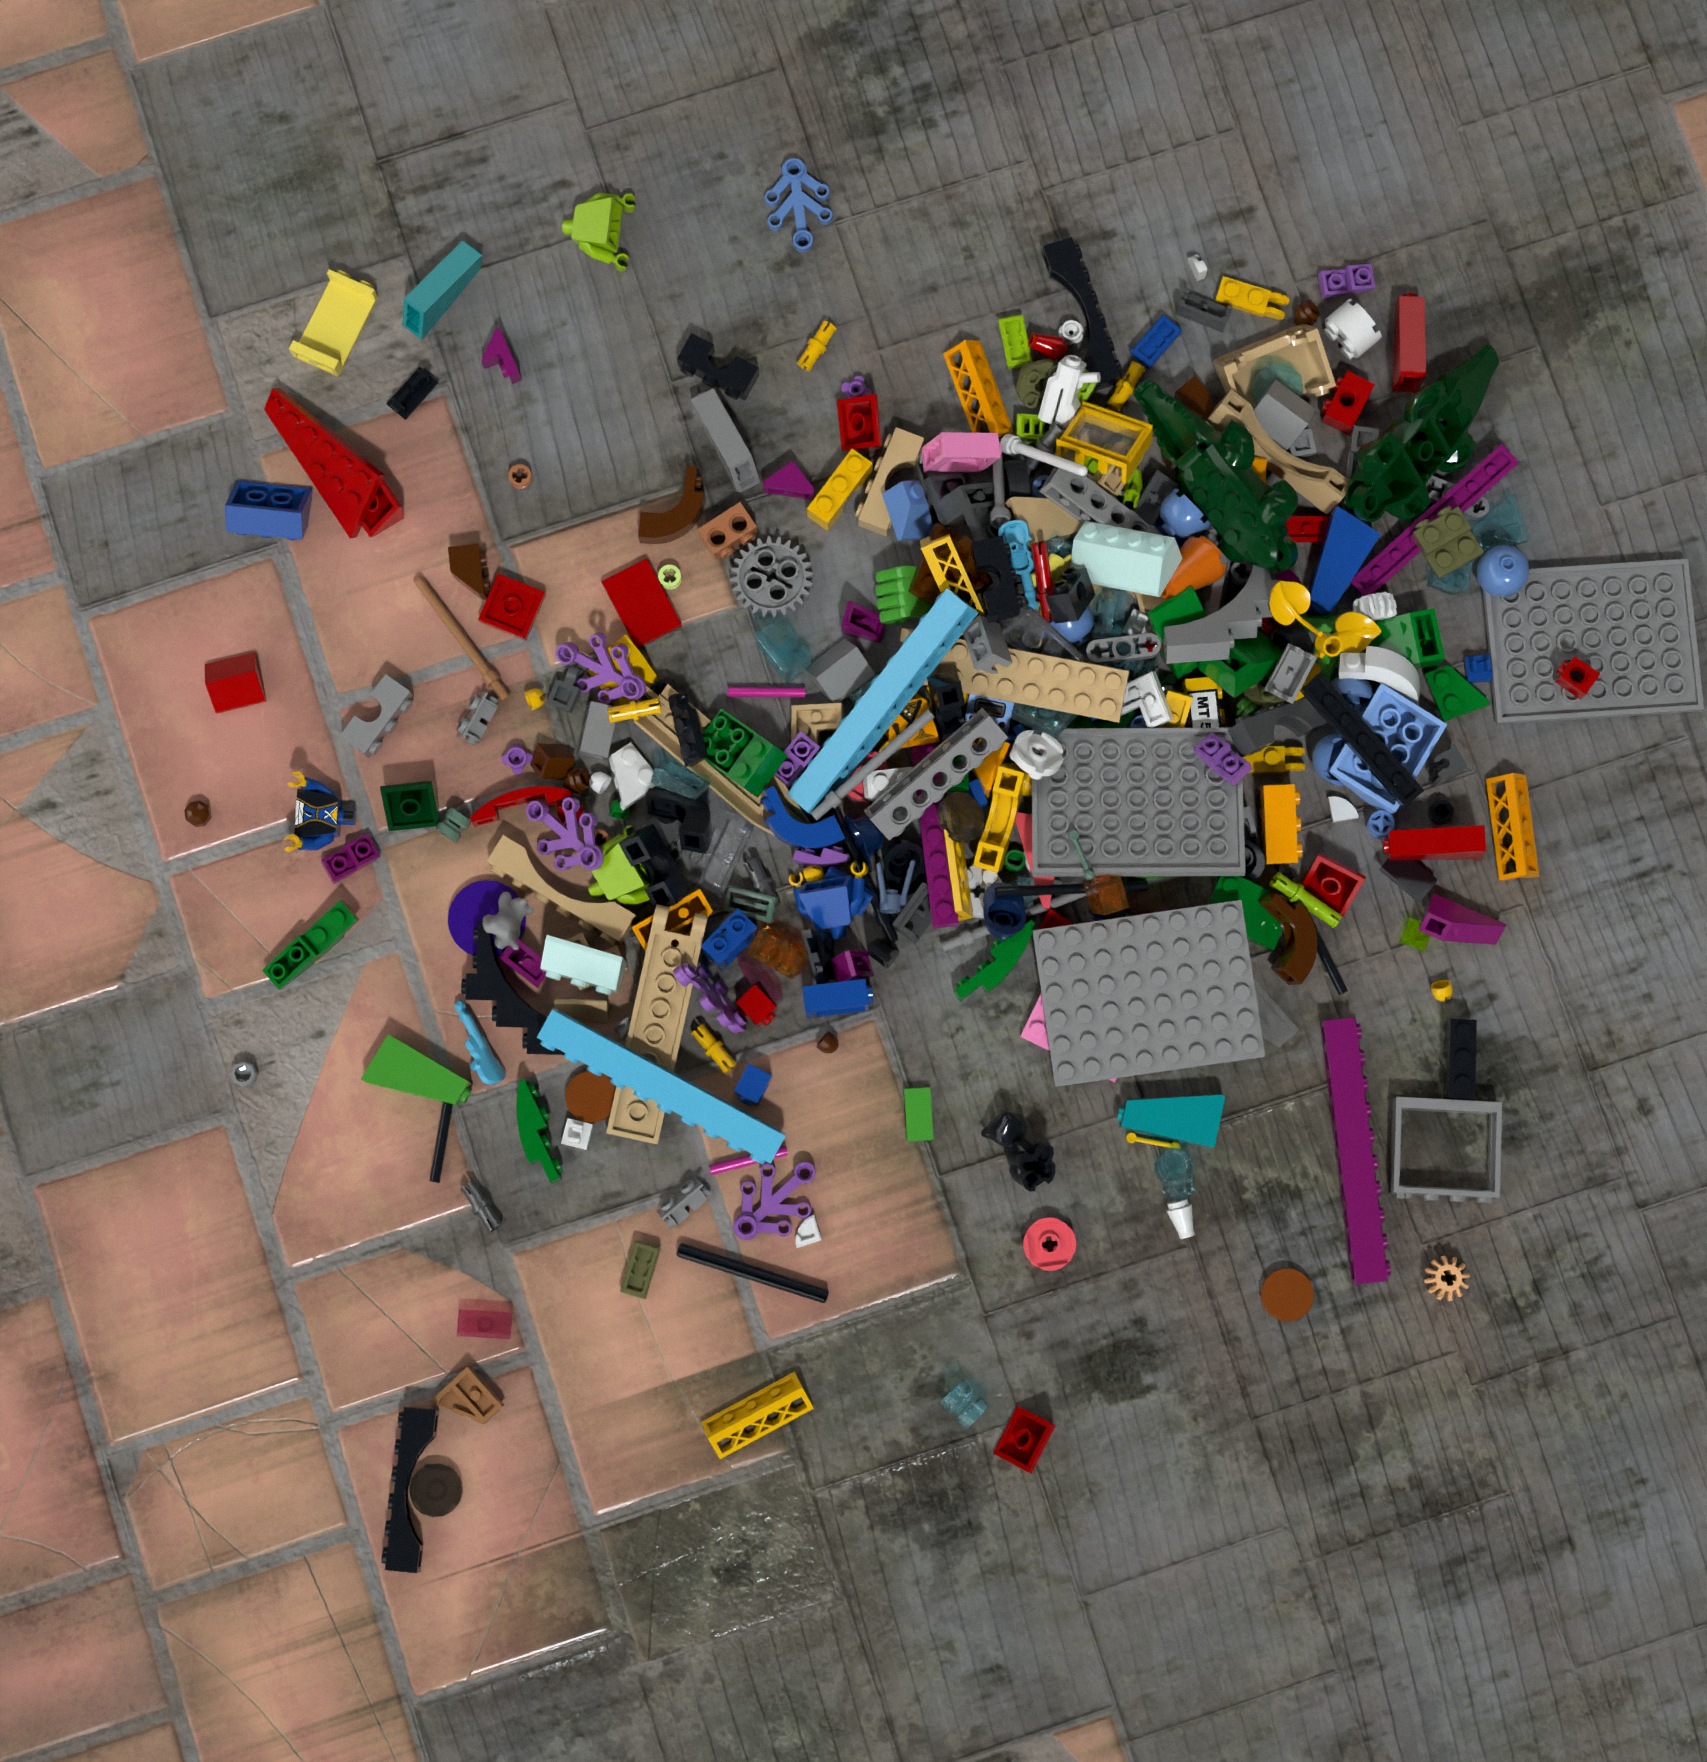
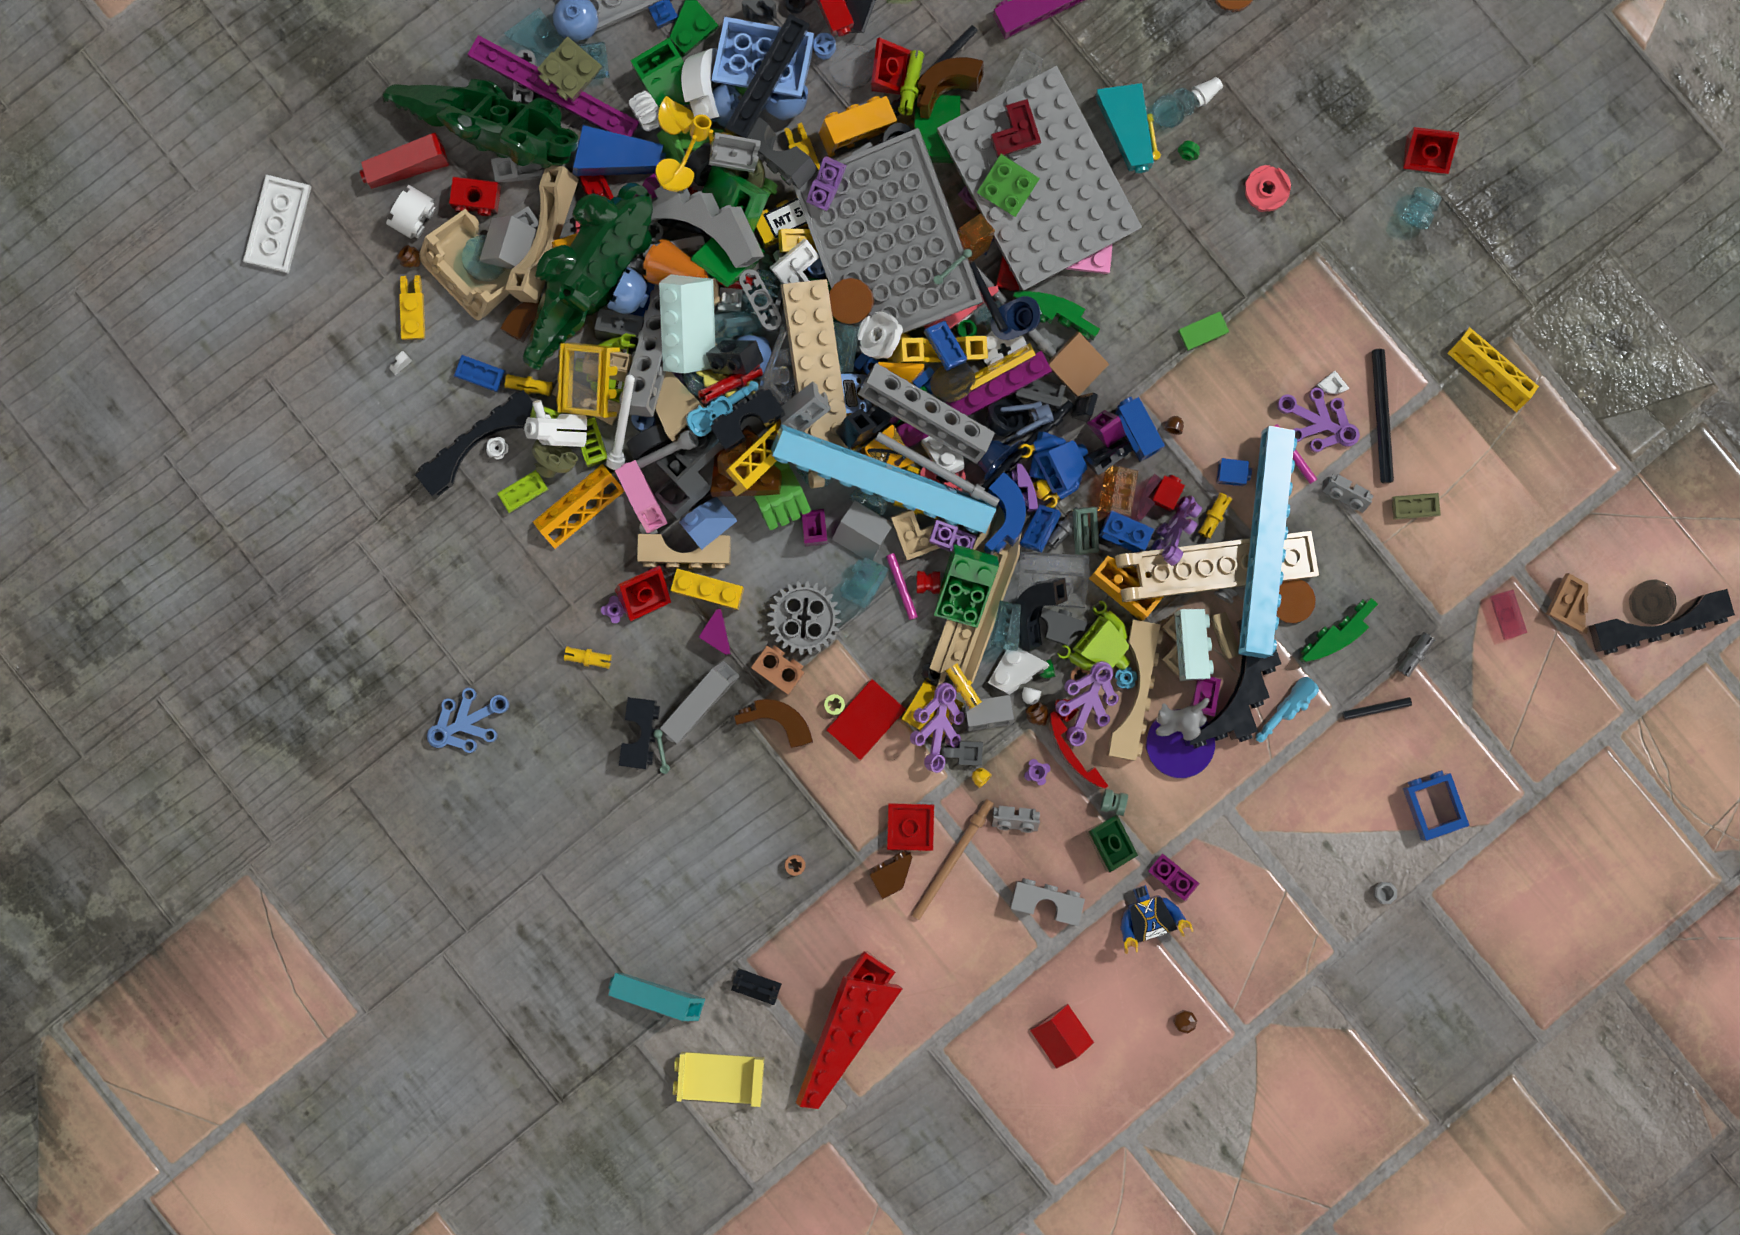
camera: 115 degrees left, 5 degrees up
(268, 510) = (904, 1068): blue slope -> none
(286, 1158) = (1429, 833): none -> blue window
(311, 945) = (1259, 880): green slope -> none
(410, 1072) = (1331, 750): bright green slope -> none
(498, 352) = (692, 926): magenta slope -> none
(552, 761) = (1029, 740): reddish brown panel -> none
(577, 1134) = (1327, 600): white tile -> none
(578, 881) = (1121, 682): none -> medium azure plate
(598, 226) = (551, 883): lime torso -> none
(666, 882) = (1100, 601): black arch -> none
(672, 382) = (664, 768): none -> sand green hinge
(687, 730) = (963, 635): black hinge -> none
(760, 718) = (928, 582): none -> red wheel
(771, 856) = (1040, 528): none -> blue plate
(932, 962) = (1077, 364): none -> medium nougat tile
(1002, 823) = (945, 345): none -> blue plate
(1027, 1162) = (1212, 226): black animal -> none
(1046, 443) = (605, 430): flat silver pin -> none
(1050, 346) = (516, 459): red cone -> none
(1087, 741) = (851, 301): none -> dark orange tile
(1122, 1173) = (1189, 151): none -> green plate
(1149, 950) = (1008, 185): none -> bright green hinge
(1200, 987) = (1022, 133): none -> dark red plate
(1203, 311) = (437, 343): dark grey hinge -> none
(1341, 809) = (823, 82): white tile -> none
(1347, 281) = (367, 234): medium lavender slope -> none
(1391, 195) = (277, 224): none -> white tile

